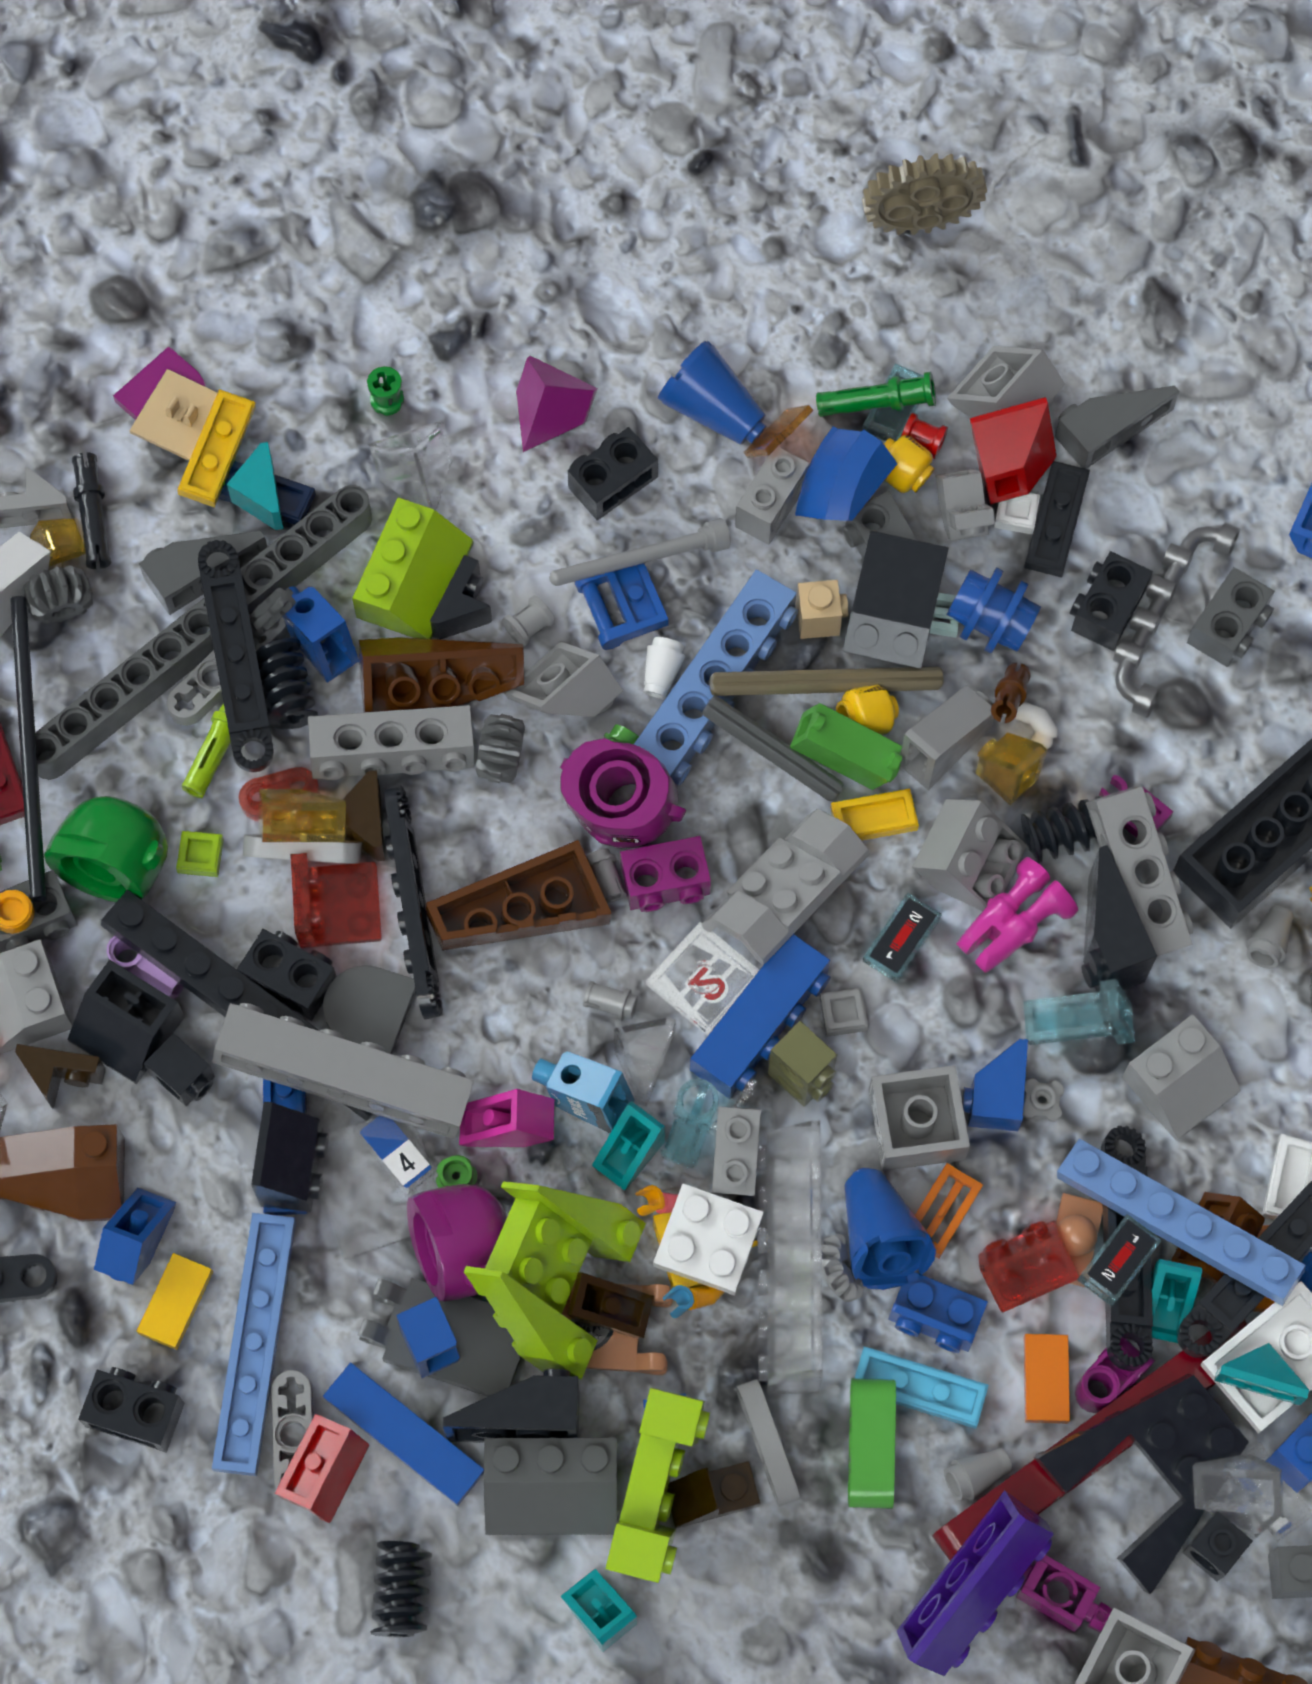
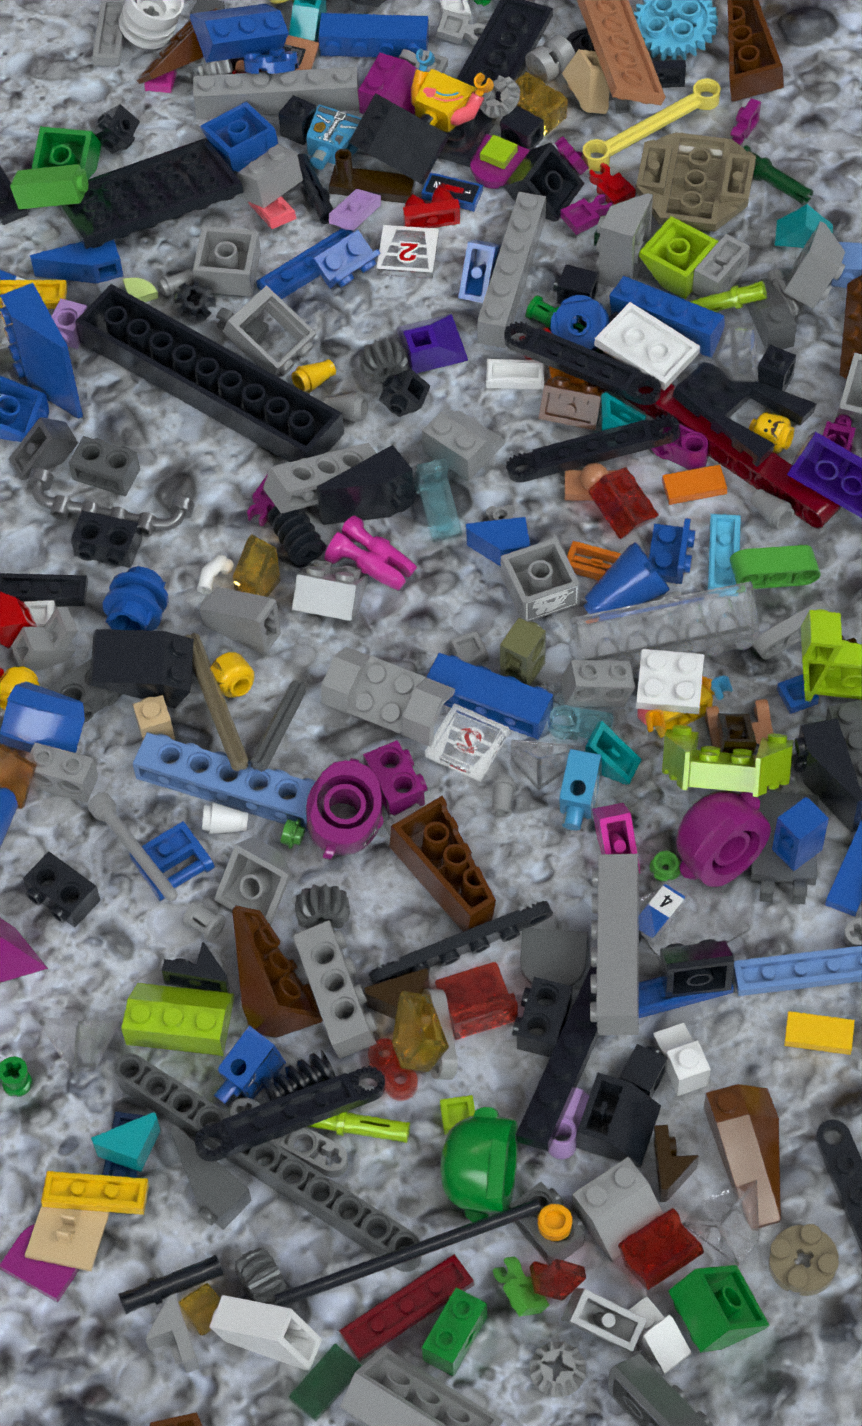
camera: 100 degrees left, 10 degrees down
(133, 1236) = (782, 1068): blue slope -> none
(187, 1122) = (685, 1059): none -> white arch
(271, 611) = (246, 1087): dark grey axle -> none
(847, 747) = (267, 675): bright green brick -> none
(878, 814) = (309, 658): yellow tile -> none
(902, 937) = (402, 624): tile -> none
(1010, 692) = (198, 582): reddish brown pin -> none
(1105, 1507) = (775, 429): none -> yellow head
(1119, 1260) = (609, 442): tile -> none
(1181, 1222) = (572, 413): medium blue plate -> none
(1265, 1374) = (664, 344): teal slope -> none
(1273, 1011) = (404, 392): none -> black brick
(1275, 550) = (43, 447): none -> flat silver slope

